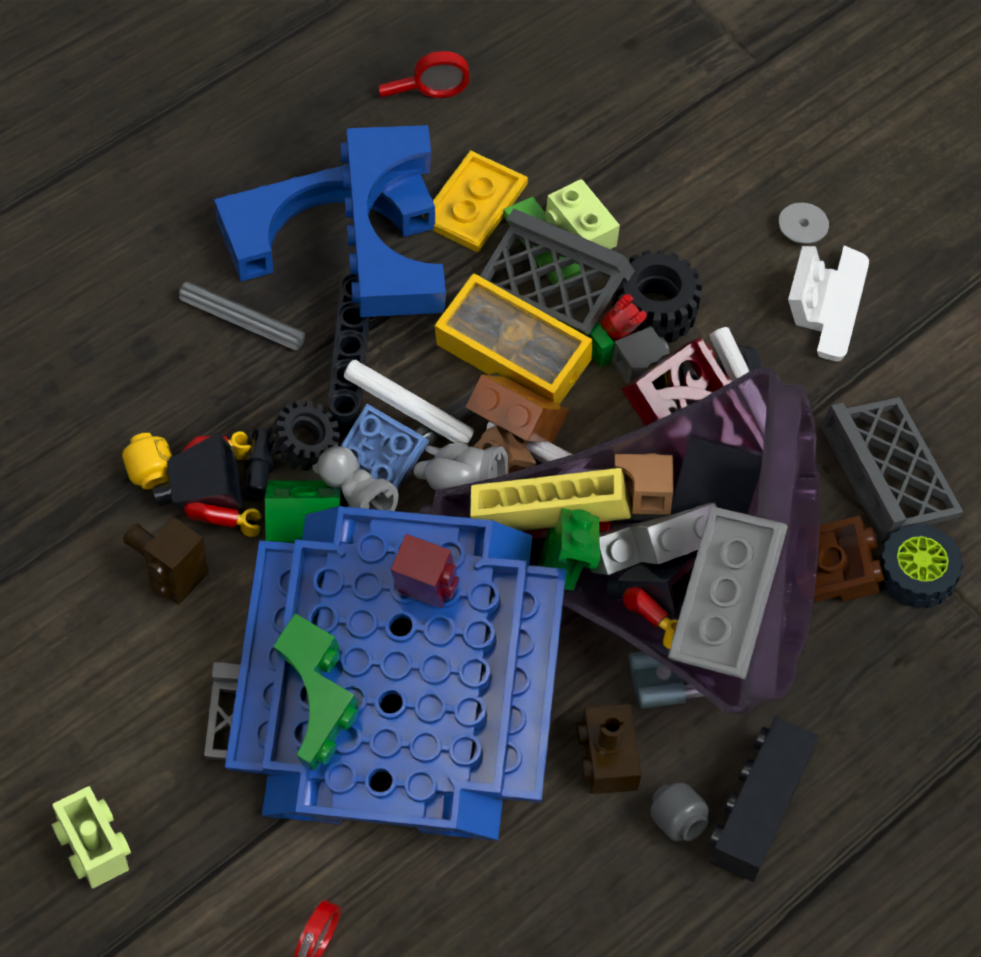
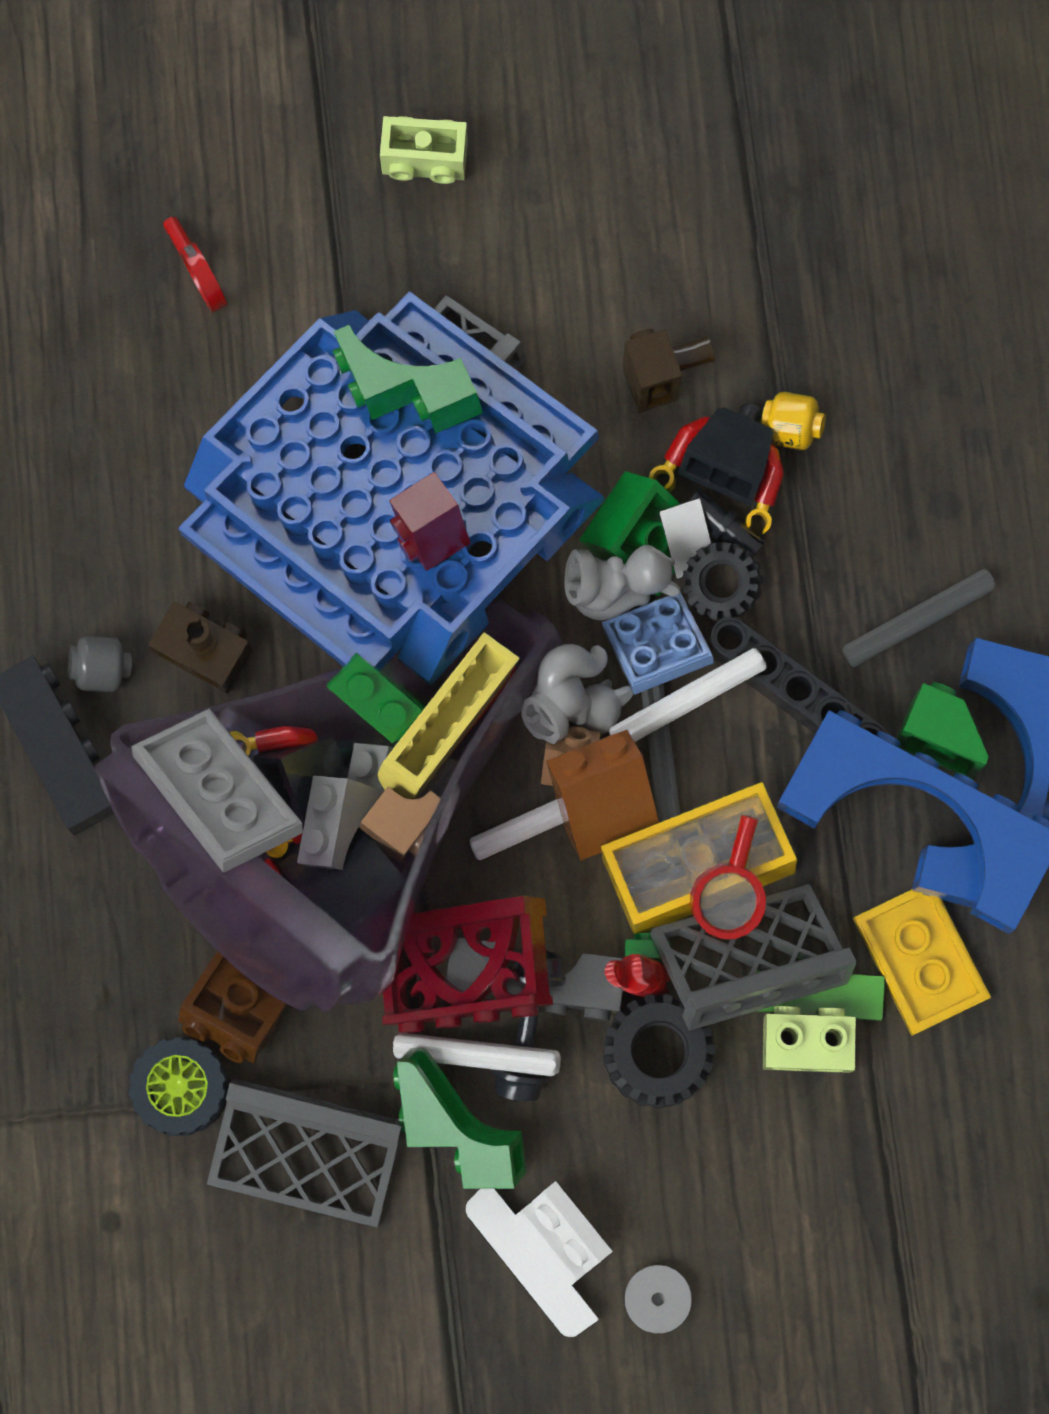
camera: 130 degrees right, 20 degrees up
(285, 477) = (685, 532): none -> white sticker
(317, 250) = (943, 730): none -> green slope
(526, 292) = (727, 896): none -> piece
(804, 357) = (438, 1118): none -> arch

